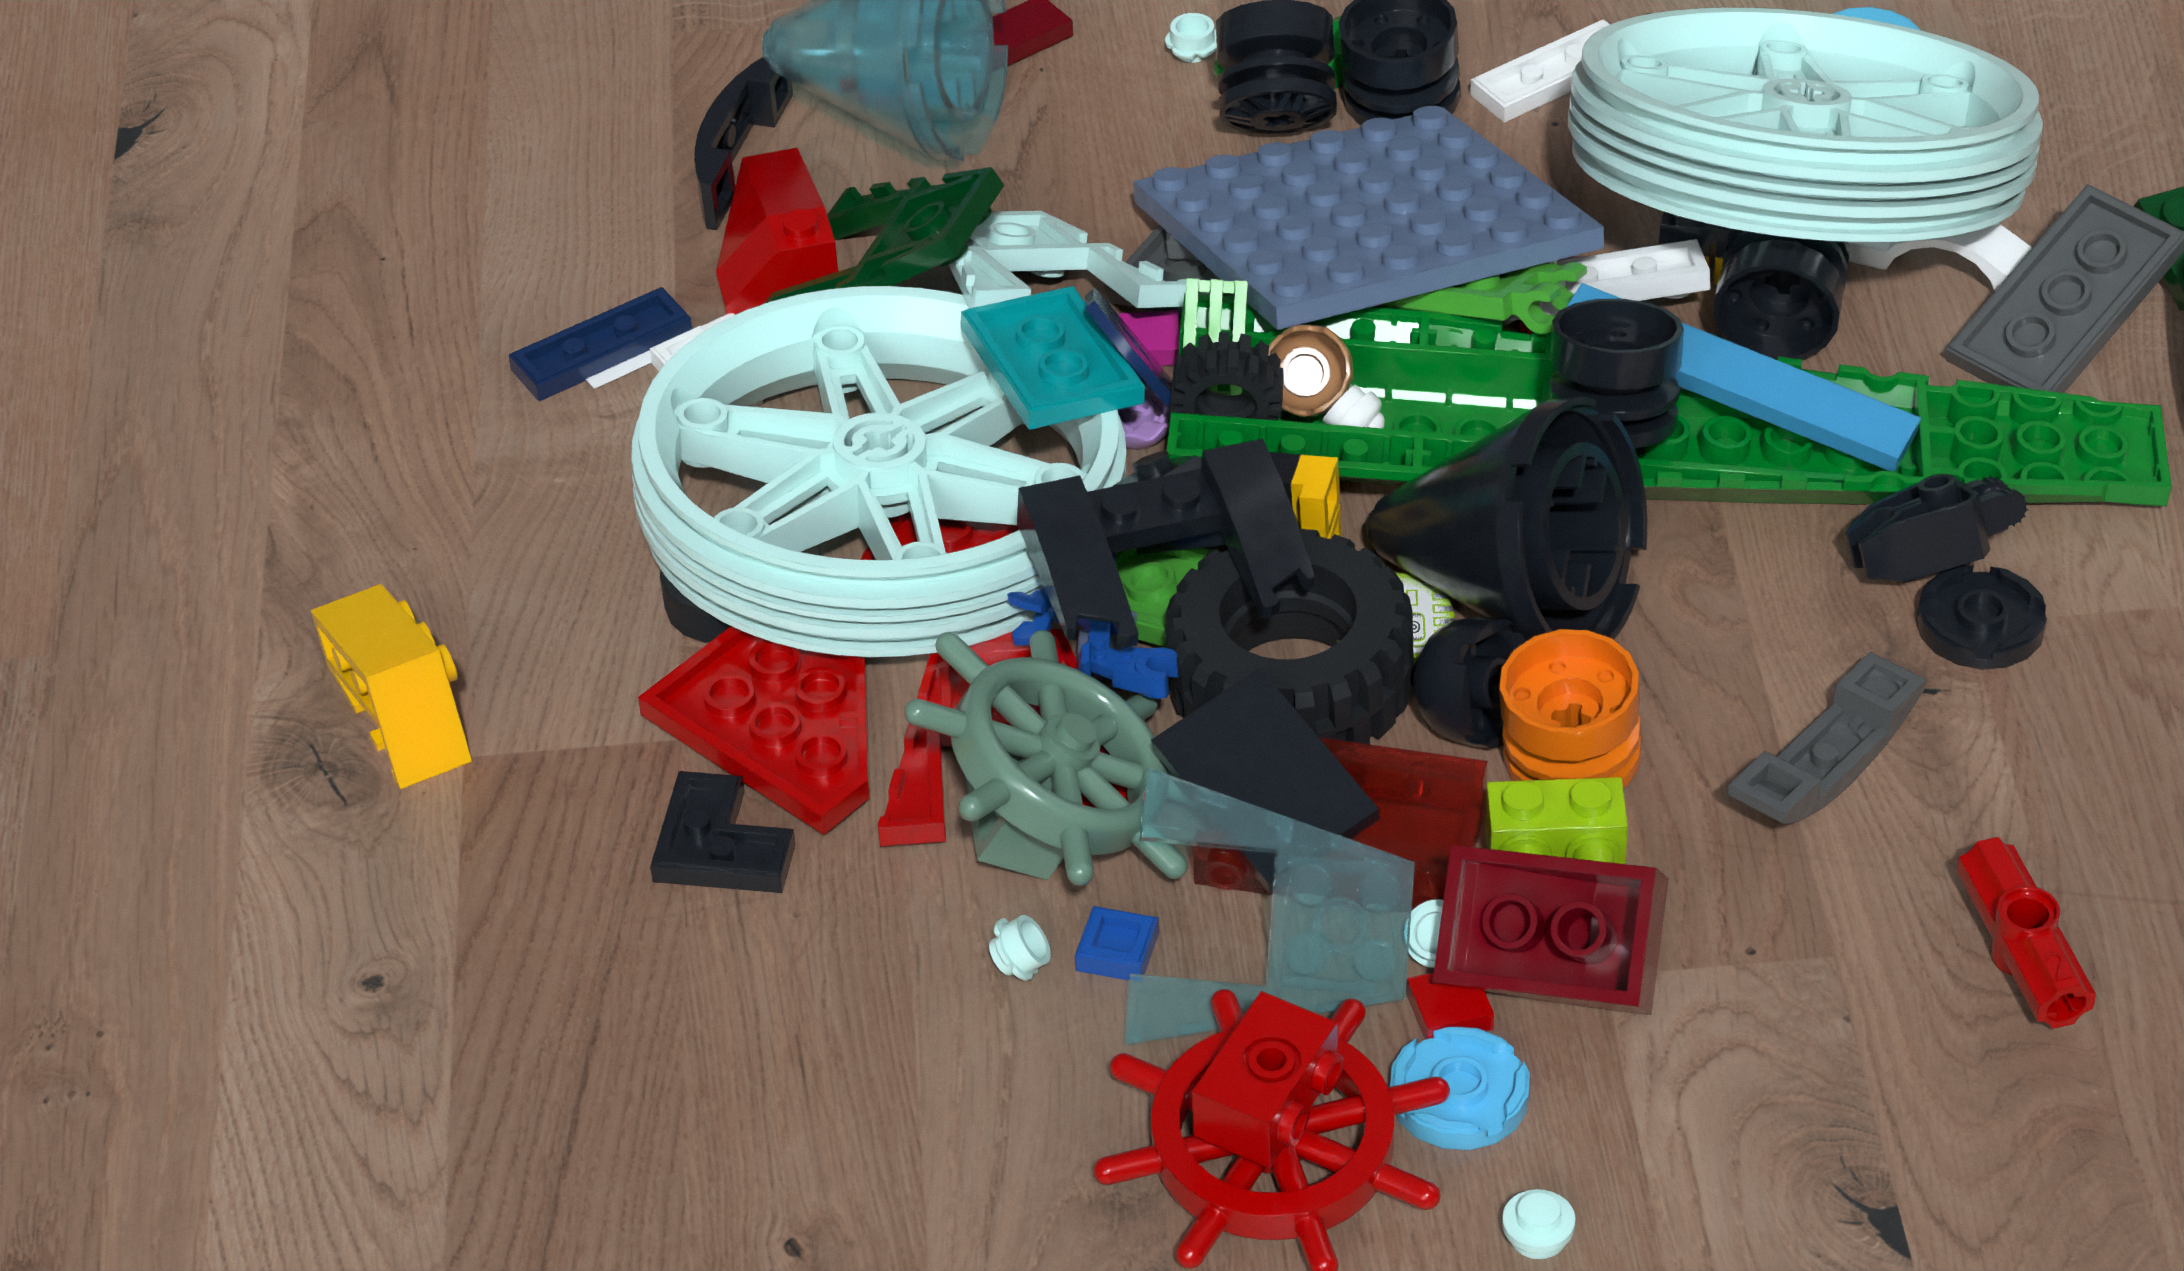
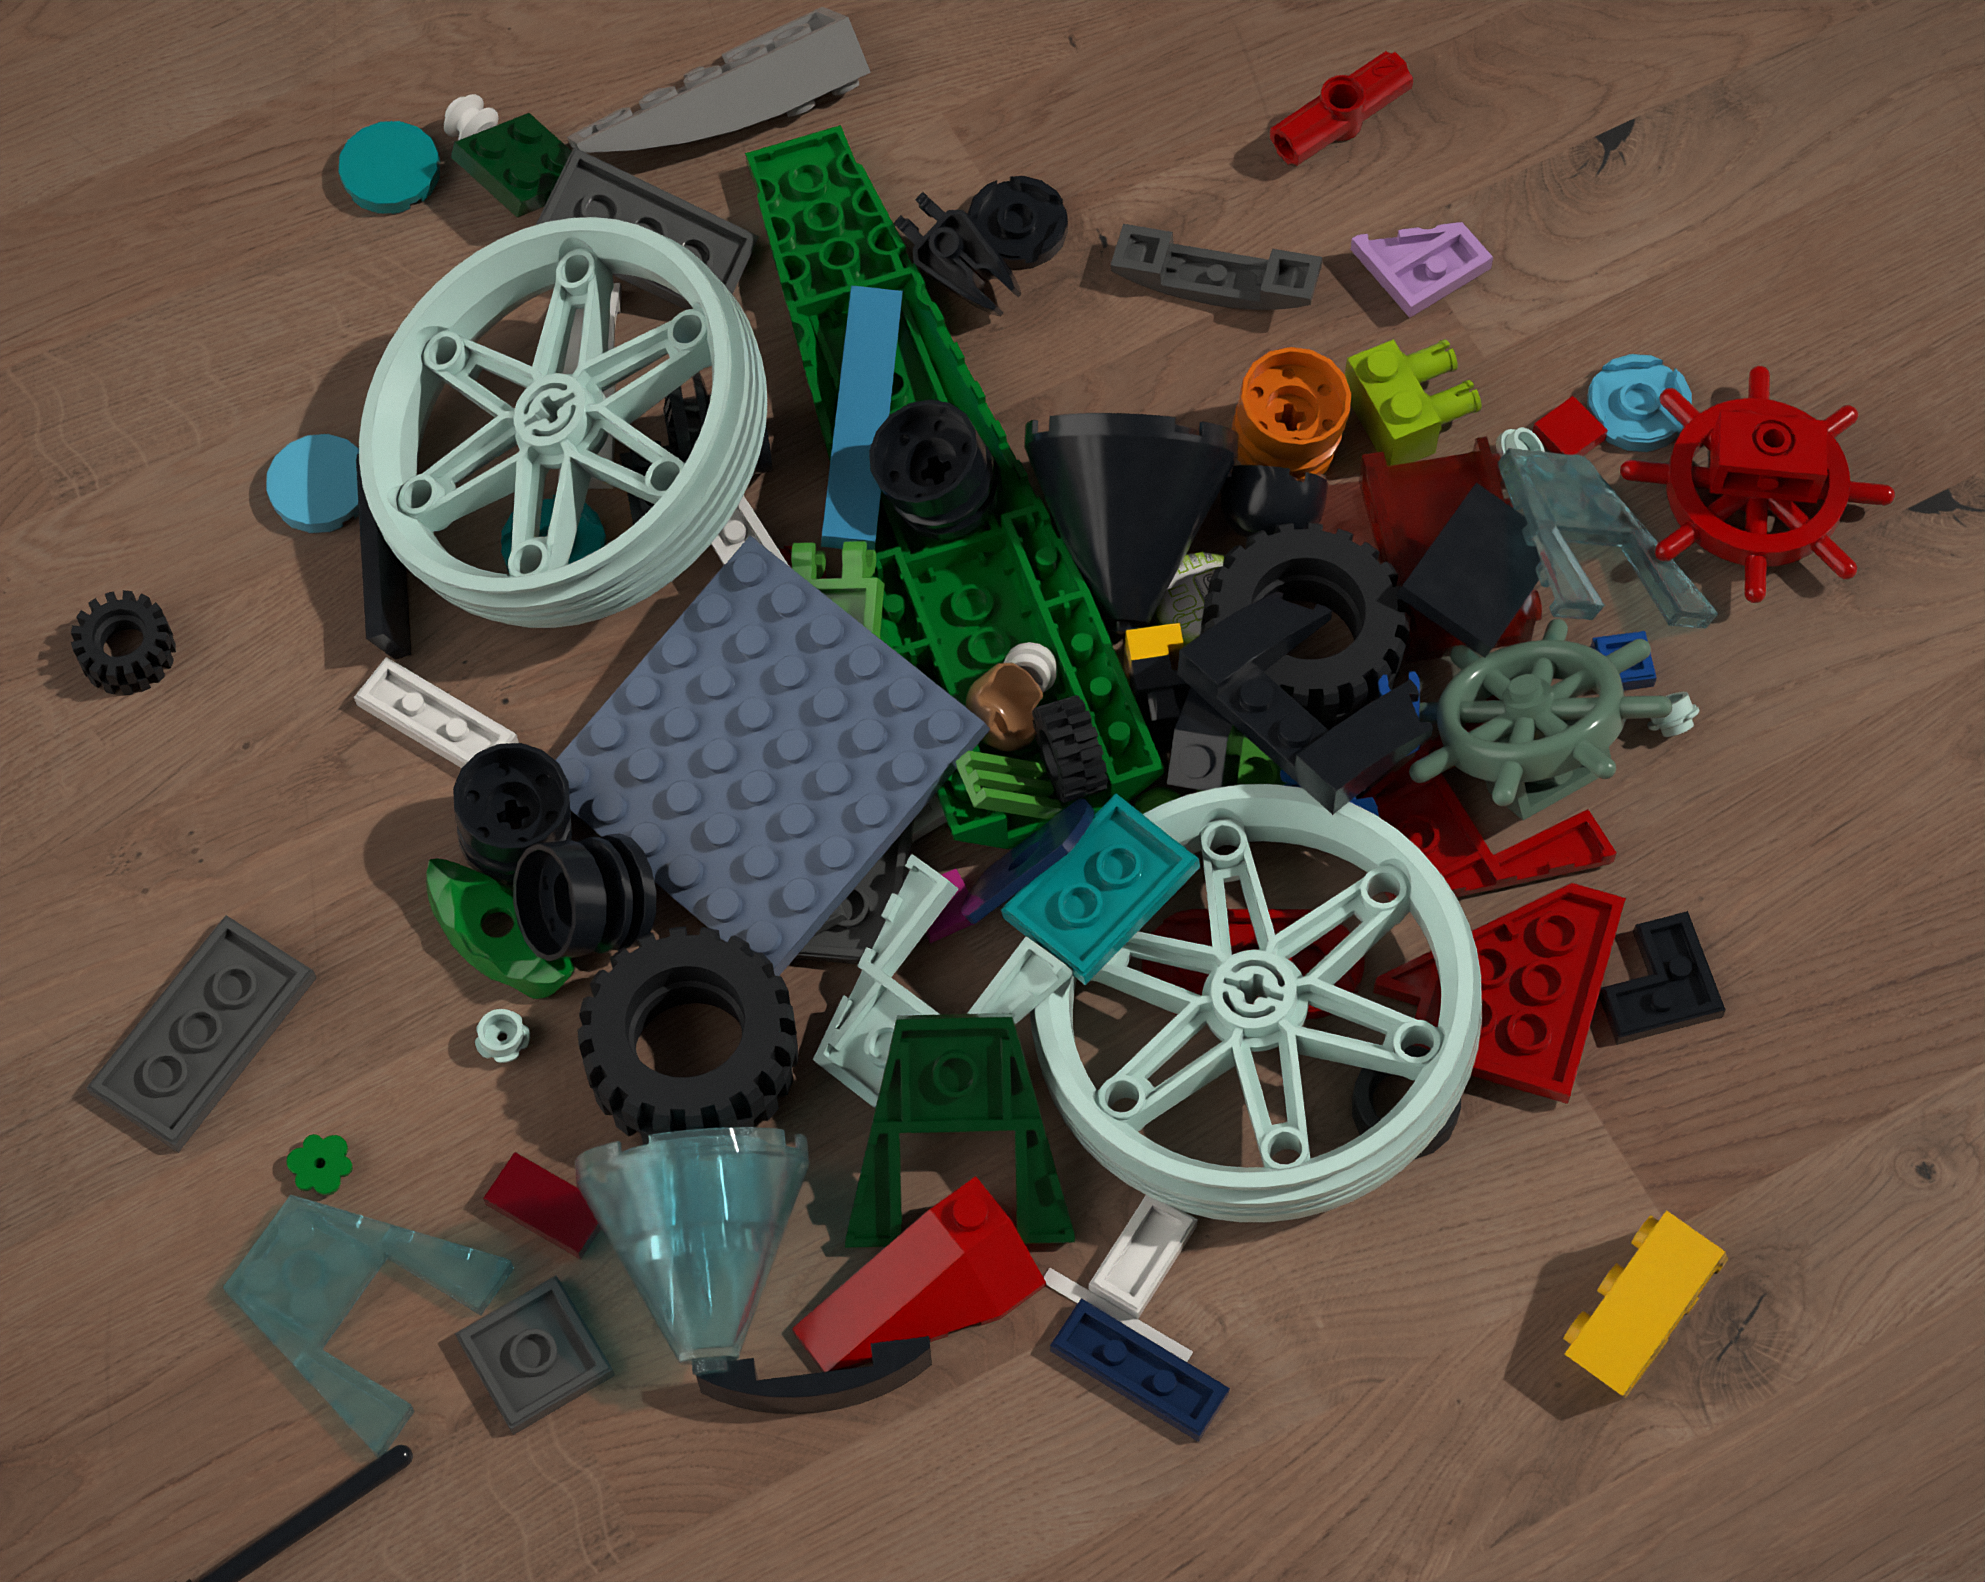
camera: 115 degrees left, 20 degrees up
(1096, 112) = (673, 974): none -> black tyre
(1538, 1223) = (1733, 316): light aqua plate -> none
(1551, 928) = (1511, 346): dark red slope -> none
(1755, 939) = (1423, 263): none -> lavender wing

